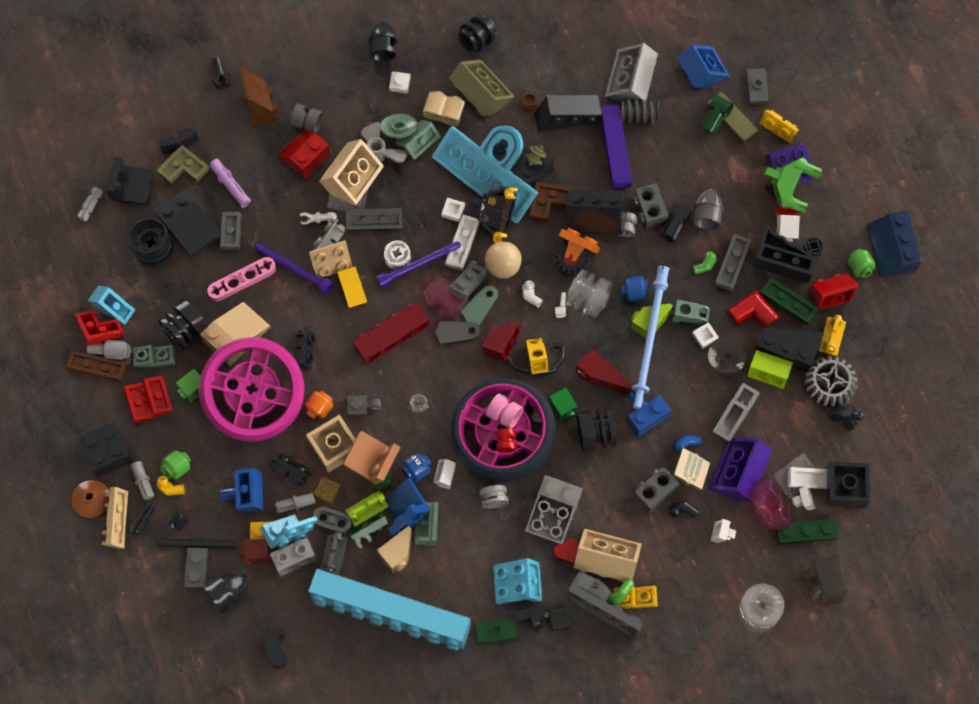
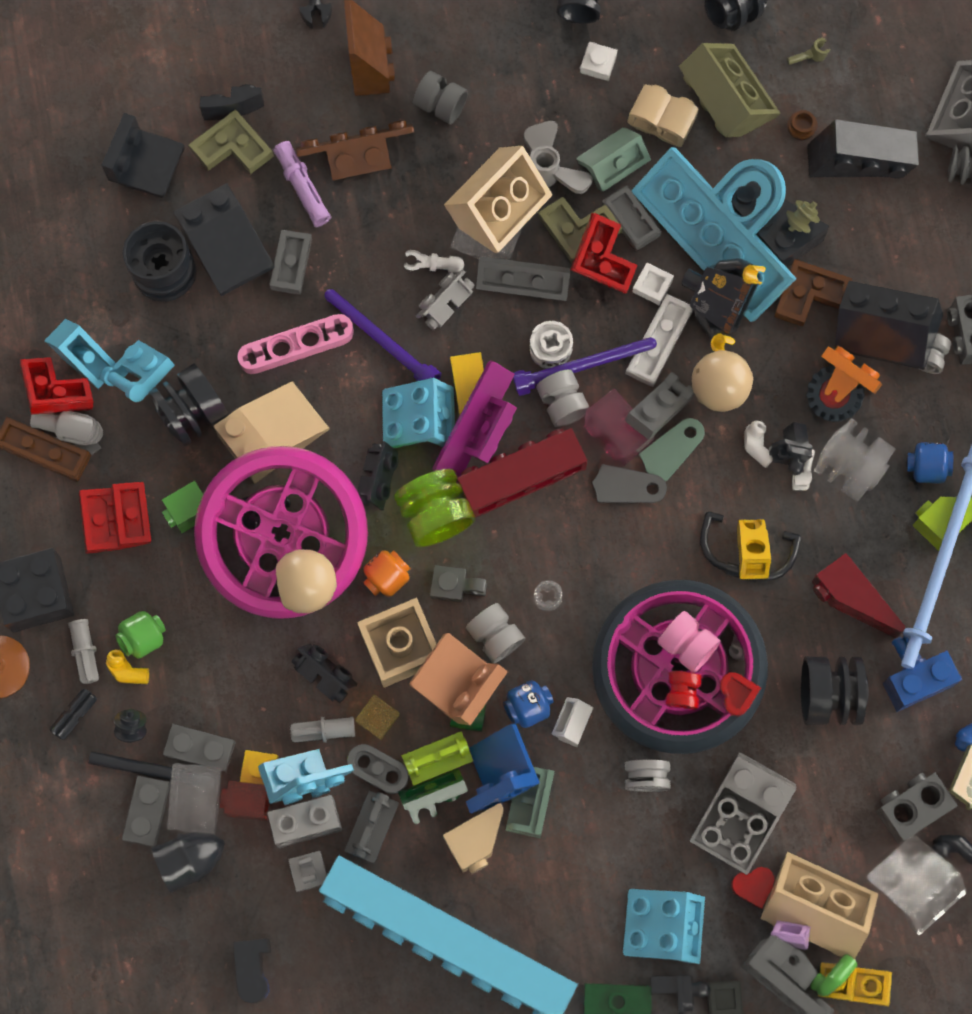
camera: 10 degrees right, 5 degrees up
(89, 204) = (75, 182): light grey axle -> none
(116, 518) = (31, 707): tan plate -> none
(149, 304) = (141, 362): none -> medium azure plate
(153, 356) = (136, 449): sand green slope -> none
(222, 526) = (199, 747): none -> dark grey plate
(224, 554) = (194, 798): none -> clear plate
(247, 490) = (247, 698): blue brick -> none
(260, 160) = (356, 153): none -> reddish brown bracket
(271, 412) = (305, 581): none -> tan helmet
(299, 586) = (308, 871): none -> light grey tile
(305, 153) = (430, 153): red slope -> none
(323, 308) = (418, 413): none -> medium azure bracket
(330, 259) = (443, 335): tan hinge -> none
(341, 361) = (434, 507): none -> clear neon green wheel
(361, 308) = (480, 422): none -> magenta bracket
(388, 427) = (496, 634): none -> light grey wheel
(398, 126) = (586, 132): sand green dish -> none
(403, 188) = (567, 227): none -> olive plate
(410, 287) = (564, 401): none -> light grey wheel
(415, 199) = (595, 256): none -> red brick
(434, 173) = (635, 221): none -> dark grey plate
(501, 340) = (698, 514): dark red slope -> none
(530, 57) = (814, 53): none -> olive hand
(539, 437) = (738, 693): none -> red tile
(552, 293) = (793, 449): none -> black piece
(563, 405) = (784, 639): green brick -> none
(594, 571) = (792, 933): none -> lavender slope
(615, 146) = (932, 221): dark purple beam -> none
(665, 533) = (918, 883): none -> clear bracket

